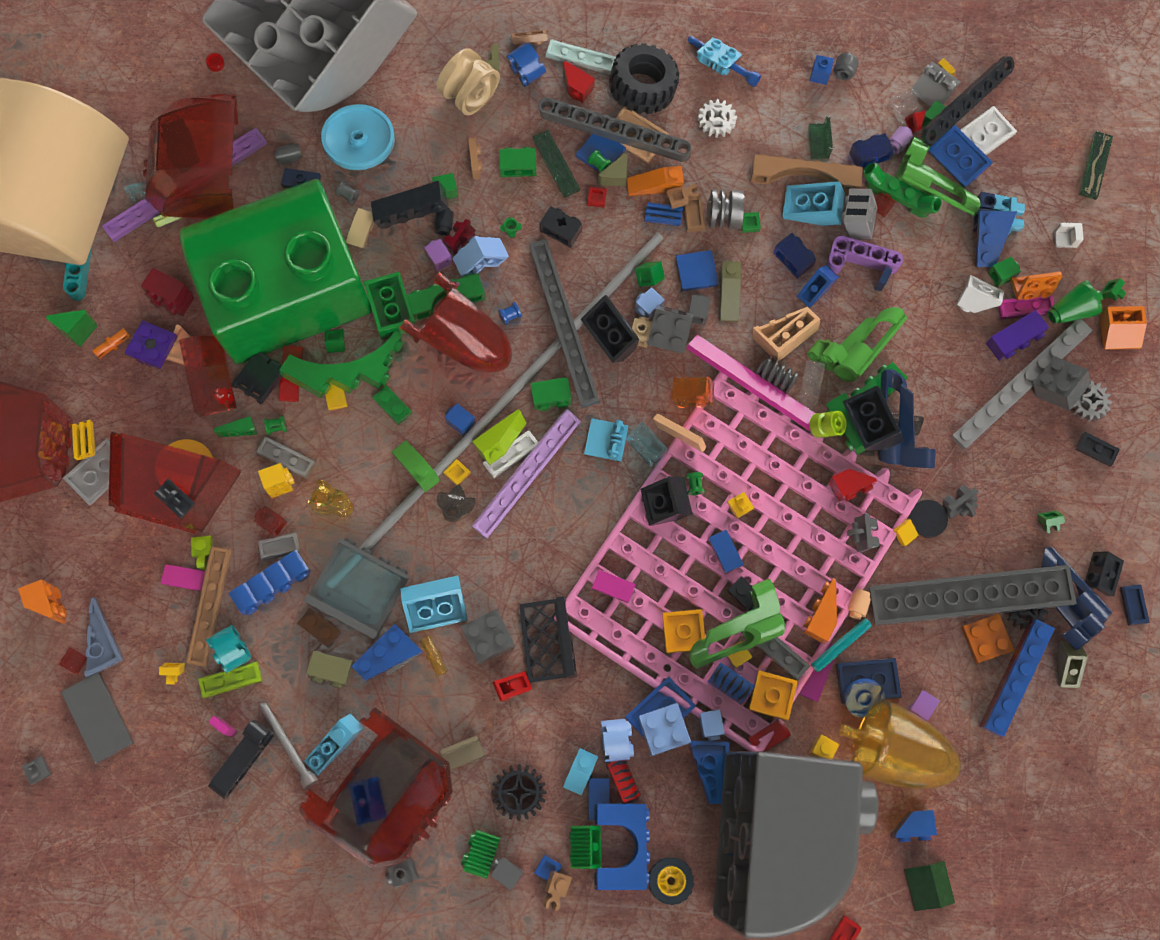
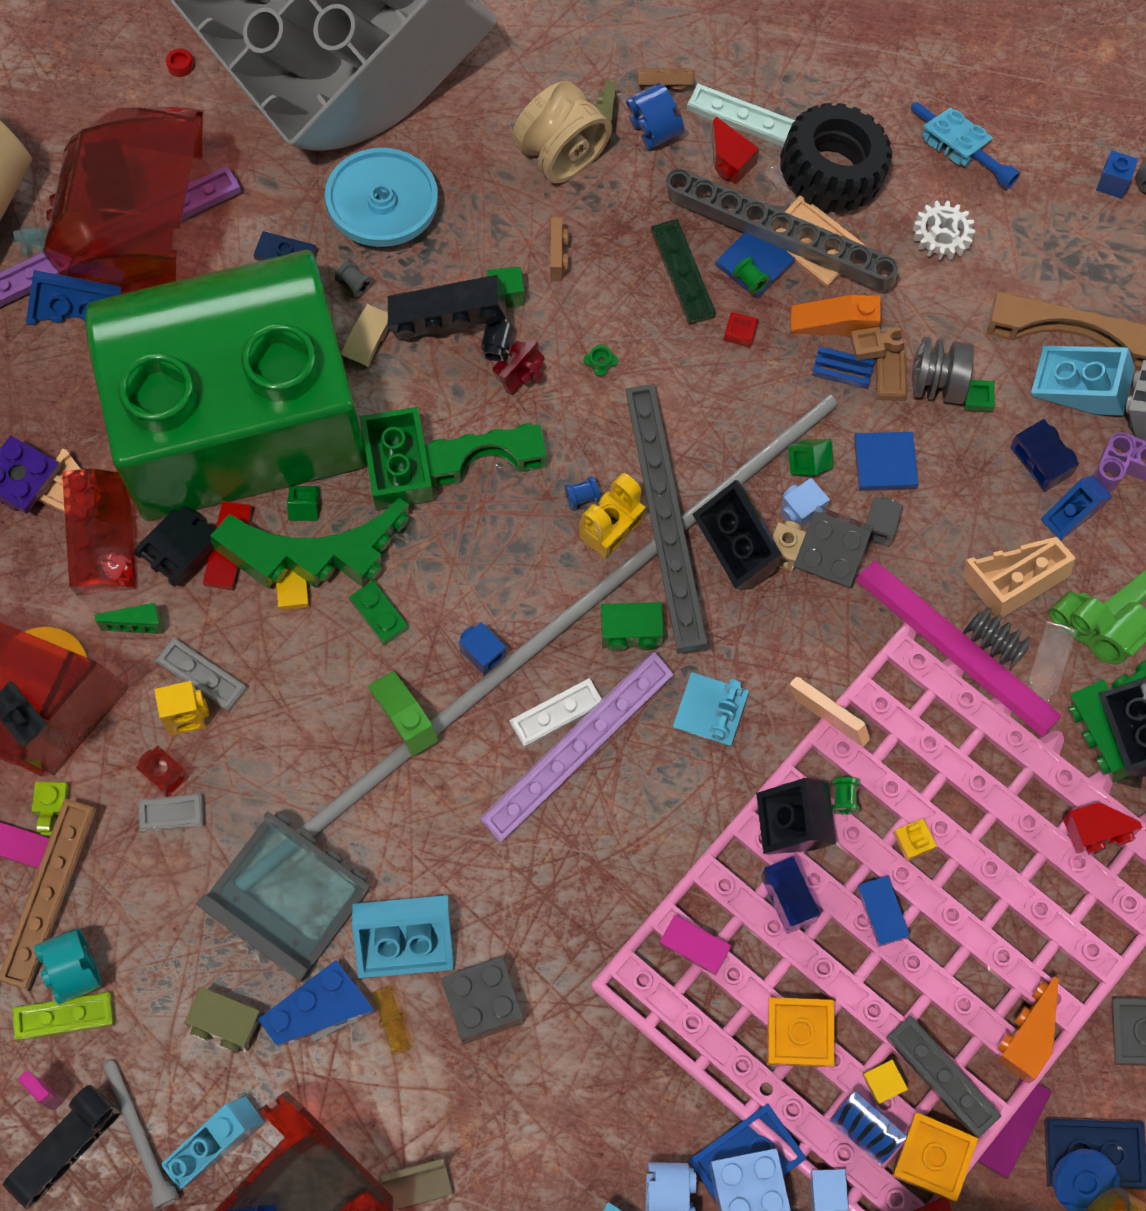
camera: 10 degrees right, 5 degrees down
(162, 226) = (63, 296): none -> blue wing
(167, 292) = (55, 398): dark red brick -> none
(268, 583) = (146, 869): blue brick -> none
(275, 425) = (192, 621): green bush -> none
(288, 153) = (270, 210): dark grey brick -> none
(319, 627) = (215, 951): reddish brown plate -> none
(327, 501) = (259, 750): clear yellow piece -> none
(438, 255) = (481, 389): medium lavender brick -> none
(455, 501) = (460, 777): clear smoke plate -> none
(456, 472) = (466, 731): yellow tile -> none
(463, 332) = (506, 512): clear red windscreen -> none
(480, 253) = (546, 395): light blue brick -> none
(499, 438) = (542, 684): lime slope -> none
(512, 686) = (511, 1086): red slope -> none
(517, 162) = (623, 262): green brick -> none
(536, 318) = (619, 503): none -> yellow brick
(560, 226) = (678, 368): black brick -> none
(565, 640) = (606, 1019): black fence -> none
(615, 173) = (774, 296): olive slope -> none
(646, 444) = (774, 723): clear light blue brick -> none
(668, 549) = (790, 895): none -> clear blue brick
(693, 391) = (858, 649): clear orange brick -> none
(730, 291) = (935, 498): olive slope -> none
(741, 592) = (912, 990): black plate -> none
(757, 625) = (921, 1037): bright green panel -> none
(820, 139) = (1104, 281): clear green panel -> none
(827, 424) = (1071, 726): lime wheel -> none
(844, 642) = (1056, 1089): teal axle -> none
(859, 604) = (1092, 1025): light nougat brick -> none
(862, 532) = (1110, 909): dark grey hips -> none

